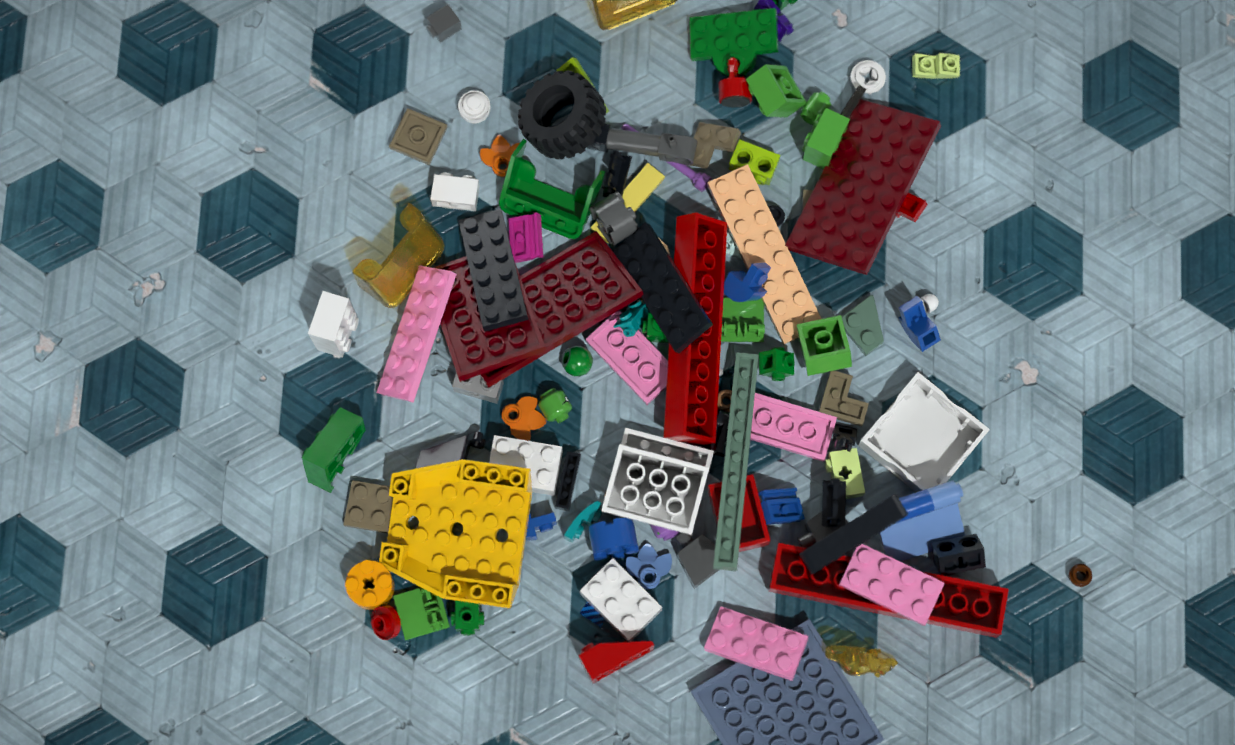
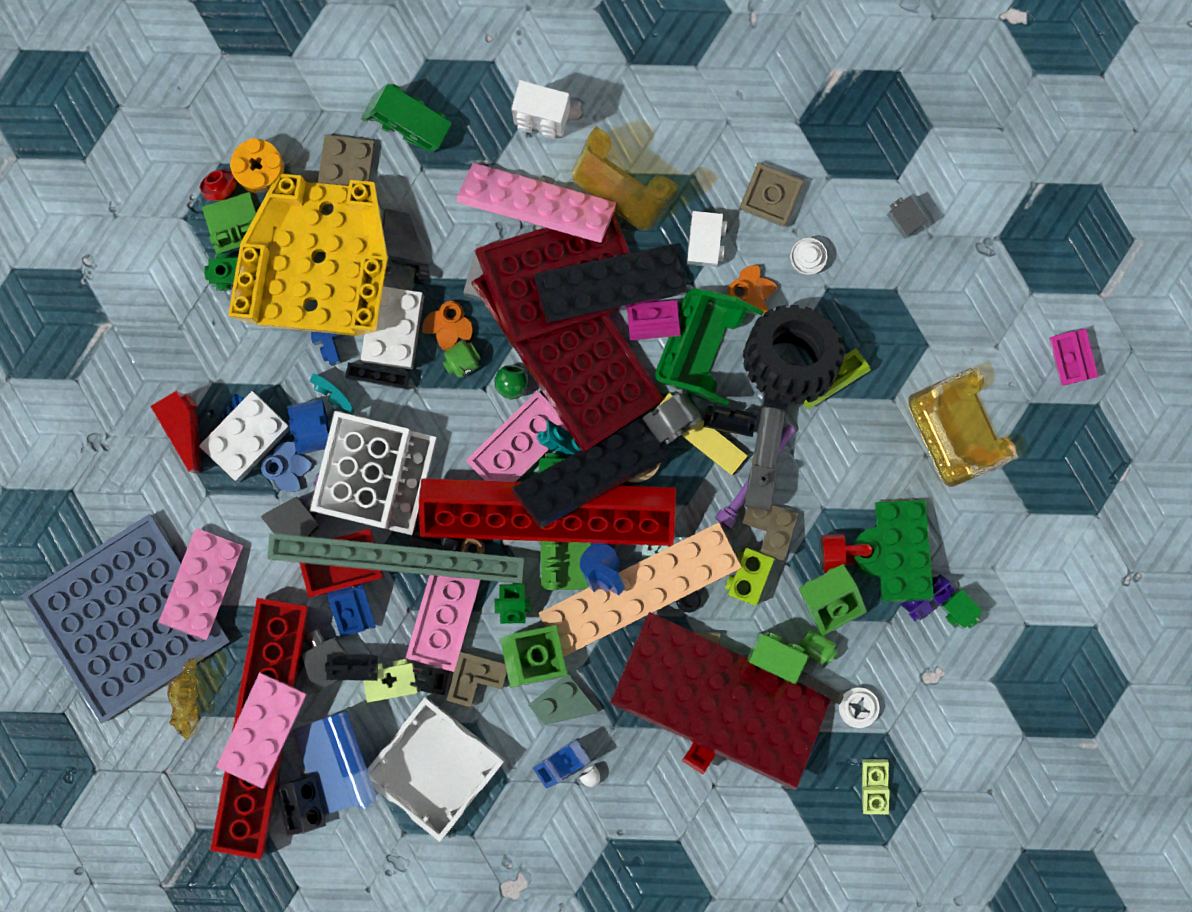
camera: 90 degrees right, 10 degrees up
(853, 534) = (310, 687): black beam -> none

